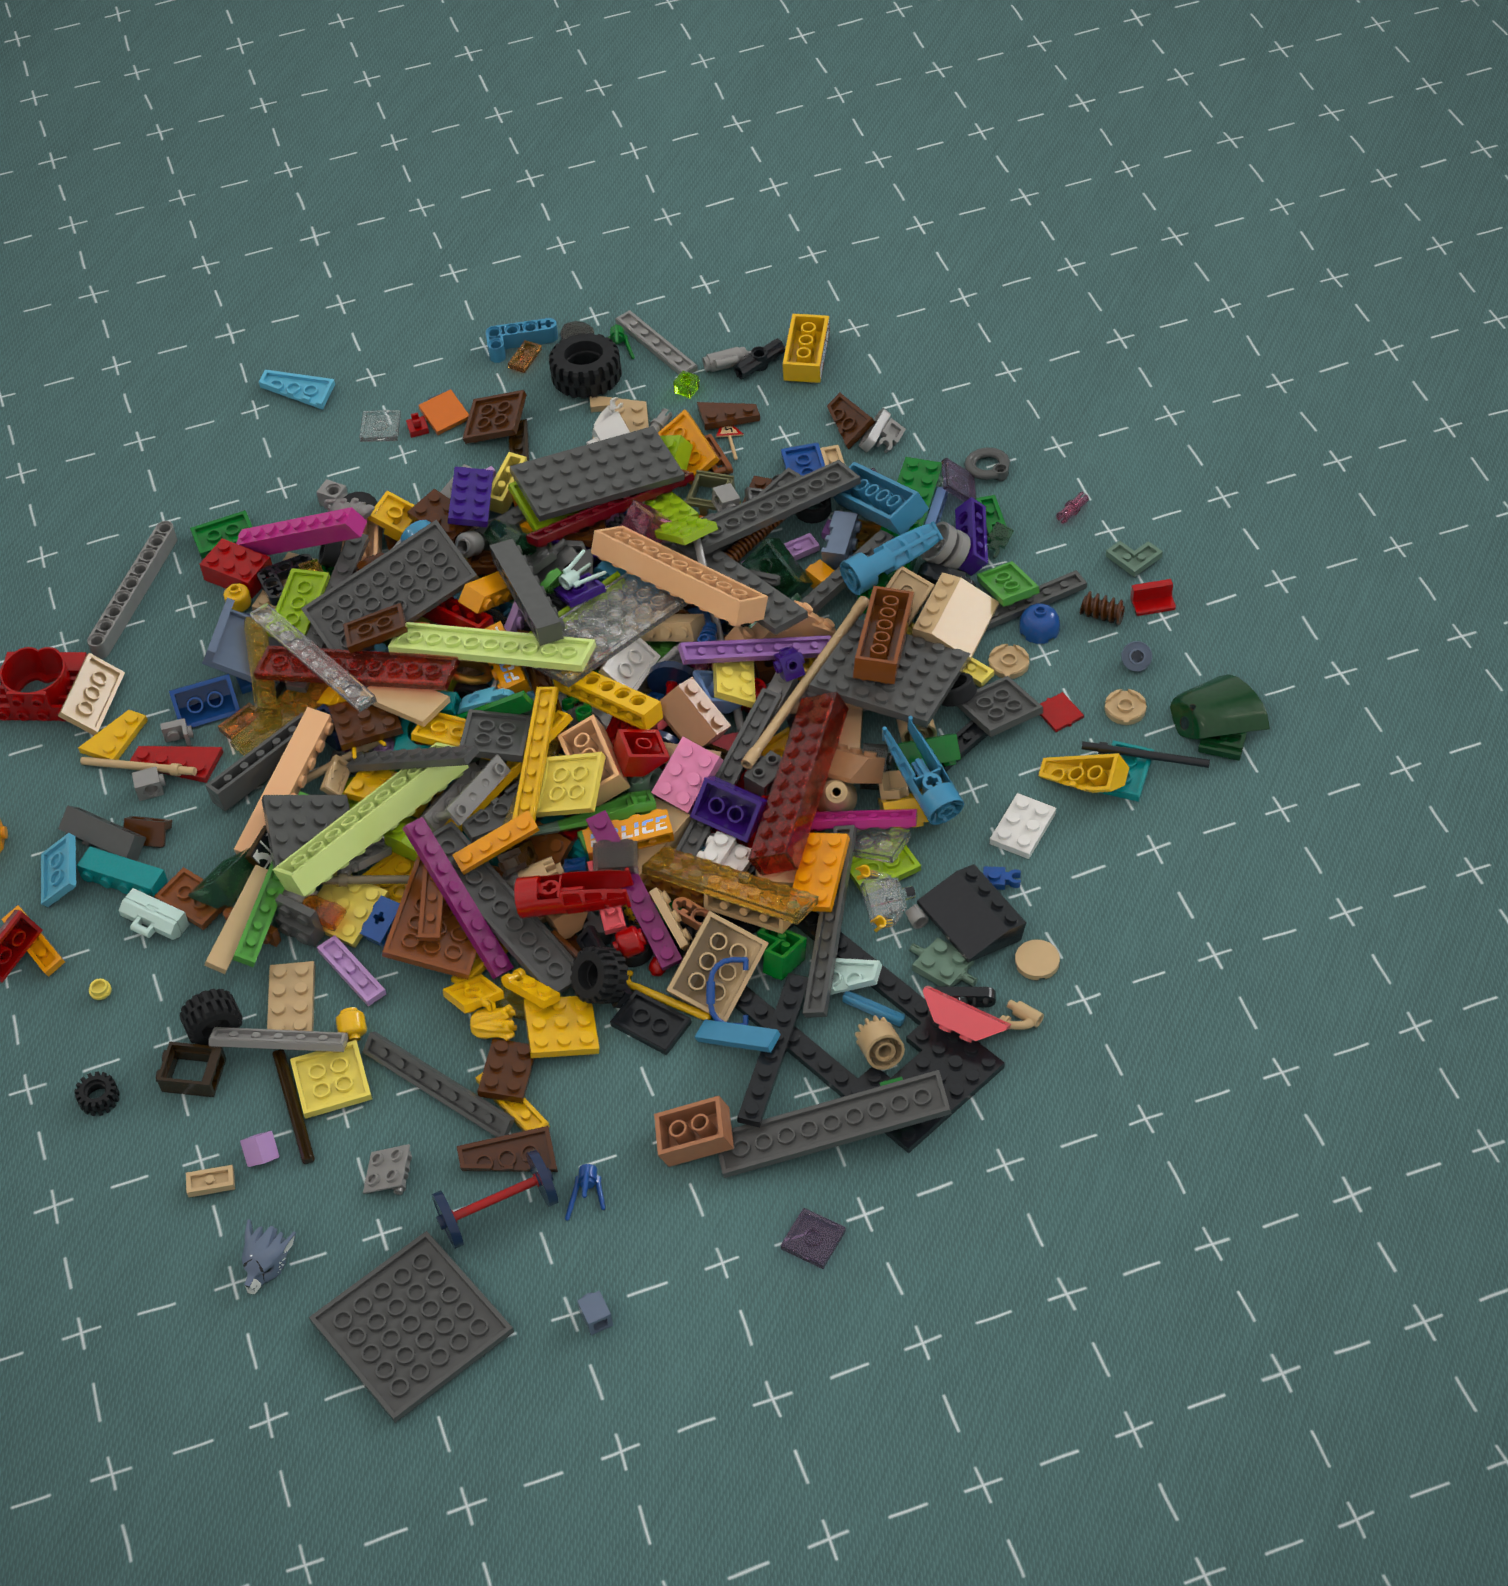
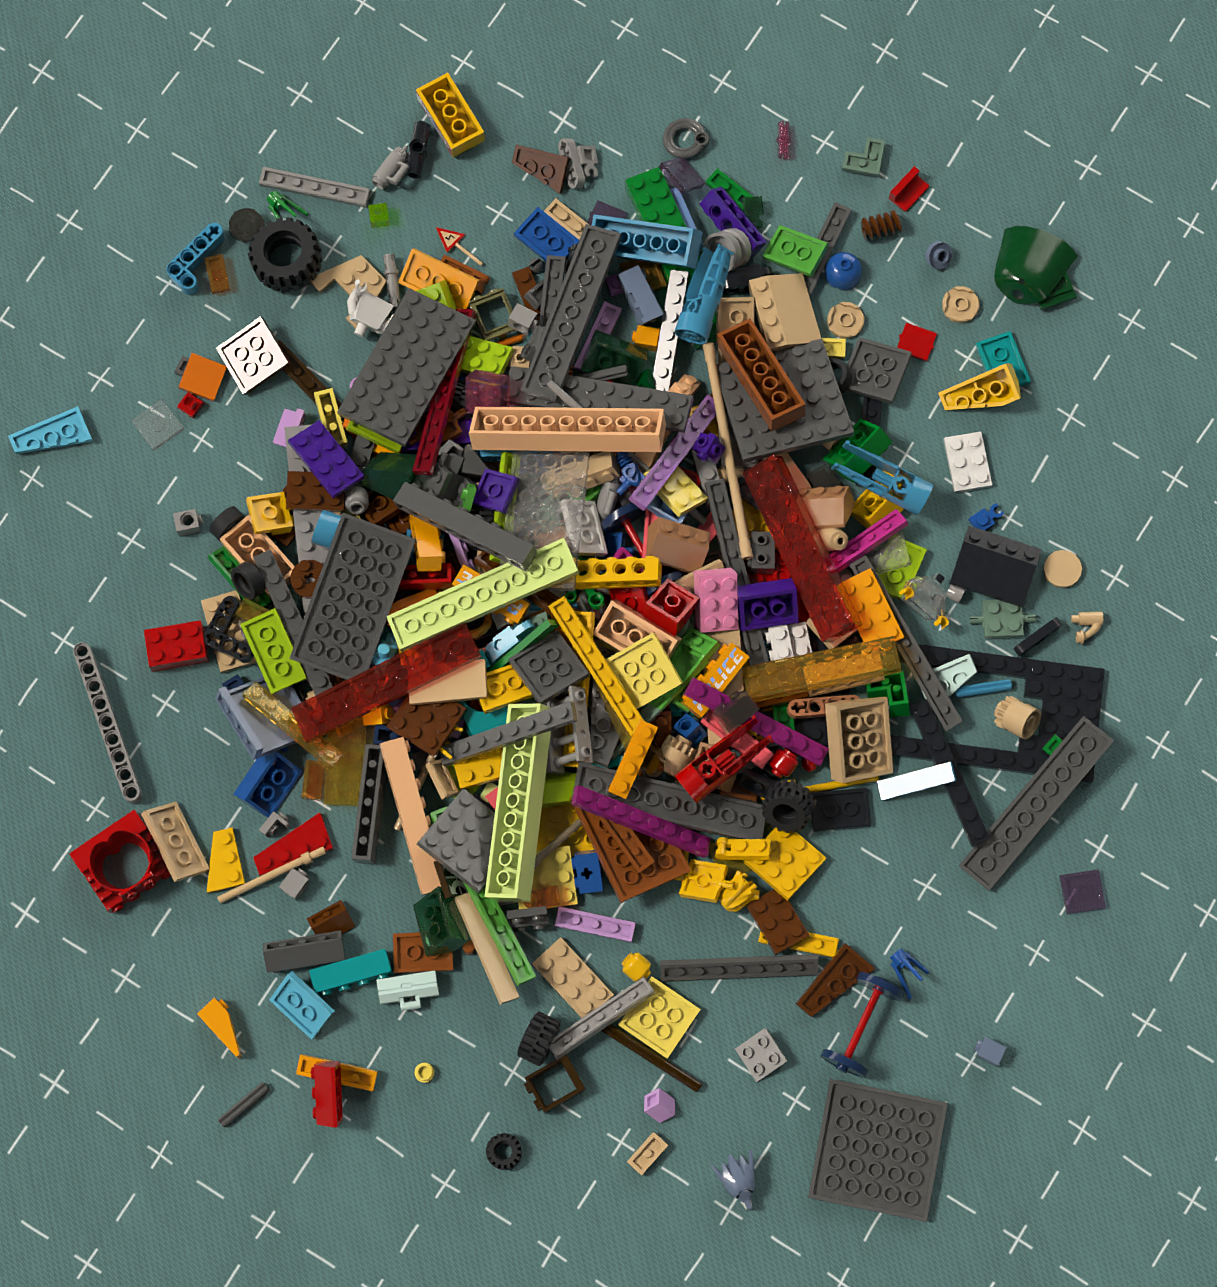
camera: 40 degrees left, 25 degrees up
(210, 533) = (130, 619): green plate -> none
(241, 596) = (210, 671): yellow head -> none
(303, 532) = (222, 588): dark pink brick -> none
(313, 657) = (346, 698): clear plate -> none
(341, 503) = (232, 539): light grey animal -> none
(375, 628) = (374, 639): reddish brown plate -> none
(570, 578) = (483, 487): light aqua plant -> none
(671, 917) = (800, 724): tan plate -> none
(685, 529) = (535, 380): lime plate -> none
(693, 1131) = (950, 876): nougat brick -> none
(710, 986) = (872, 760): blue piece -> none
(726, 414) = (436, 224): reddish brown wing -> none
(893, 786) = (861, 497): tan panel -> none
(961, 1017) = (1061, 657): coral wedge -> none
(1104, 748) = (978, 356): black bar -> none

